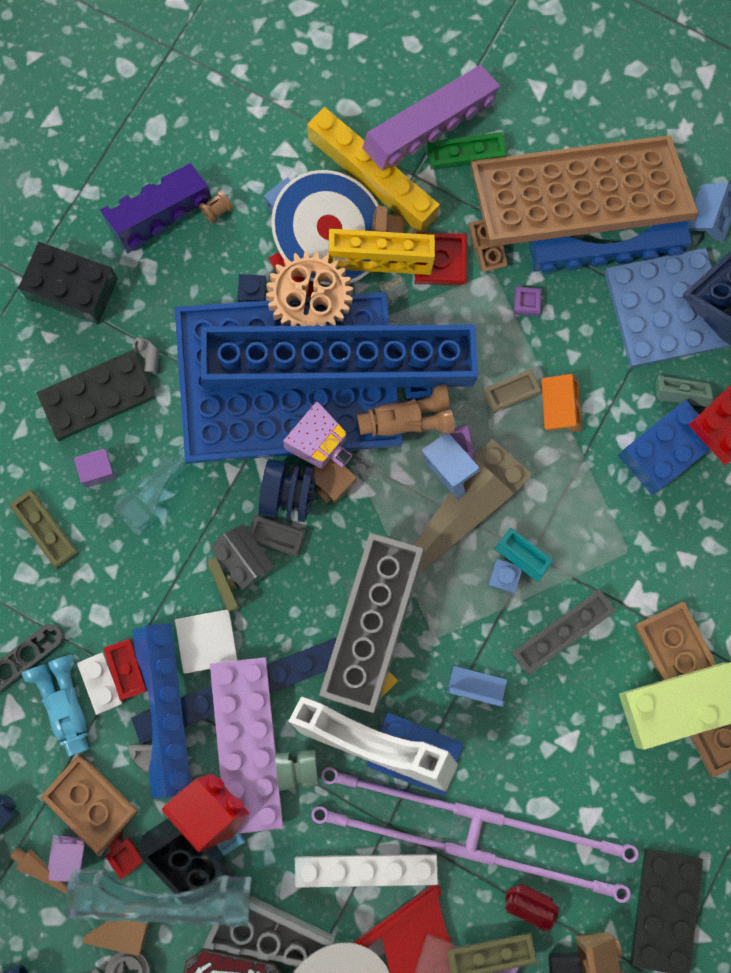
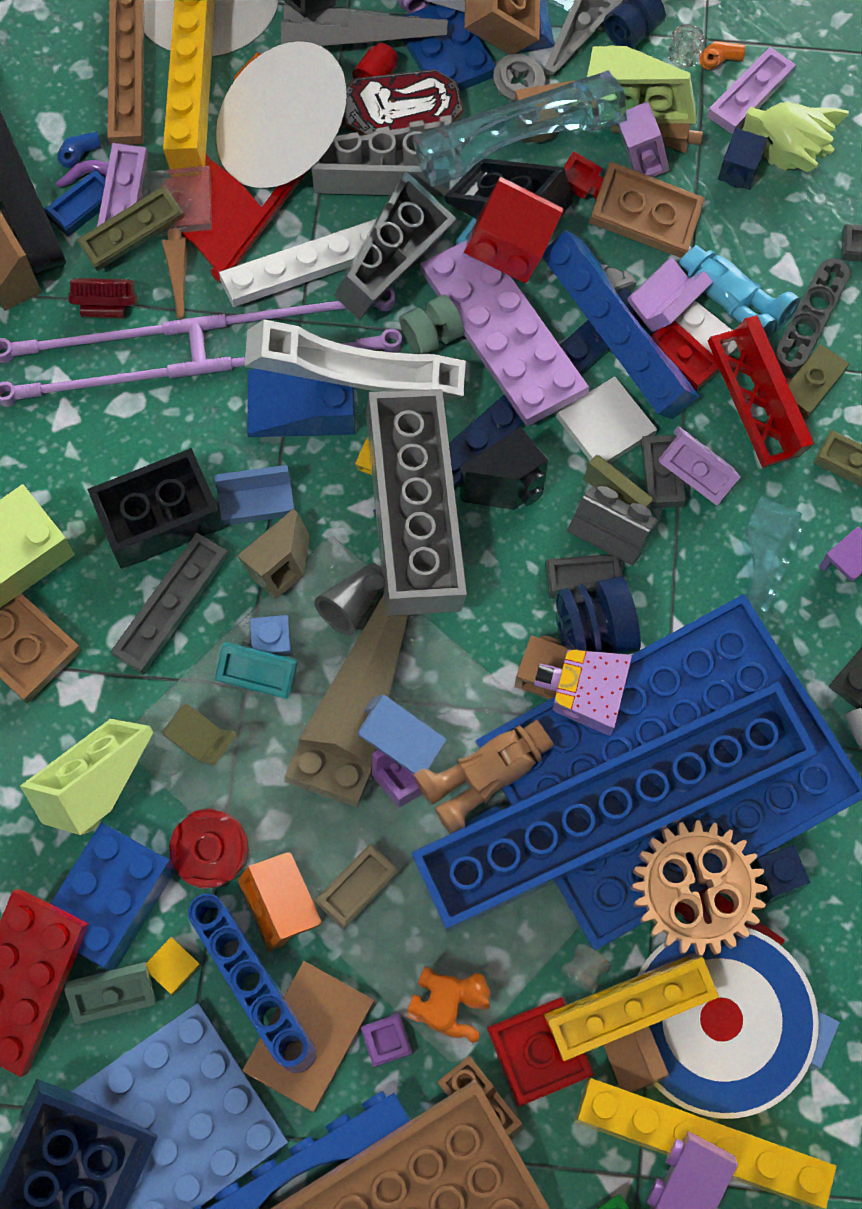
camera: 160 degrees right, 10 degrees down
(43, 911) = (647, 80): none -> yellowish green slope
(44, 611) = (816, 379): none -> olive plate
(80, 610) = (771, 387): none -> red fence
(112, 720) = (666, 294): none -> lavender panel
(160, 574) = (699, 466): none -> lavender panel
(186, 586) = (660, 482): none -> dark grey plate
(295, 621) = (505, 473): none -> black slope
(296, 847) = (397, 241): none -> dark grey wedge
(440, 578) = (349, 600): none -> dark grey piece
(463, 920) = (176, 257): none -> medium nougat piece
(478, 631) = (278, 555): none -> dark tan slope
(484, 304) = (443, 1004): none -> orange animal
(552, 703) = (155, 508): none -> black brick
(572, 321) = (331, 1017): none -> medium nougat tile
(576, 523) = (198, 735): none -> olive bracket
(594, 454) = (208, 848): none -> red tile
(603, 348) = (264, 996): none -> blue beam
(640, 394) = (172, 966): none -> yellow tile
(656, 527) = (88, 777): none -> yellowish green slope

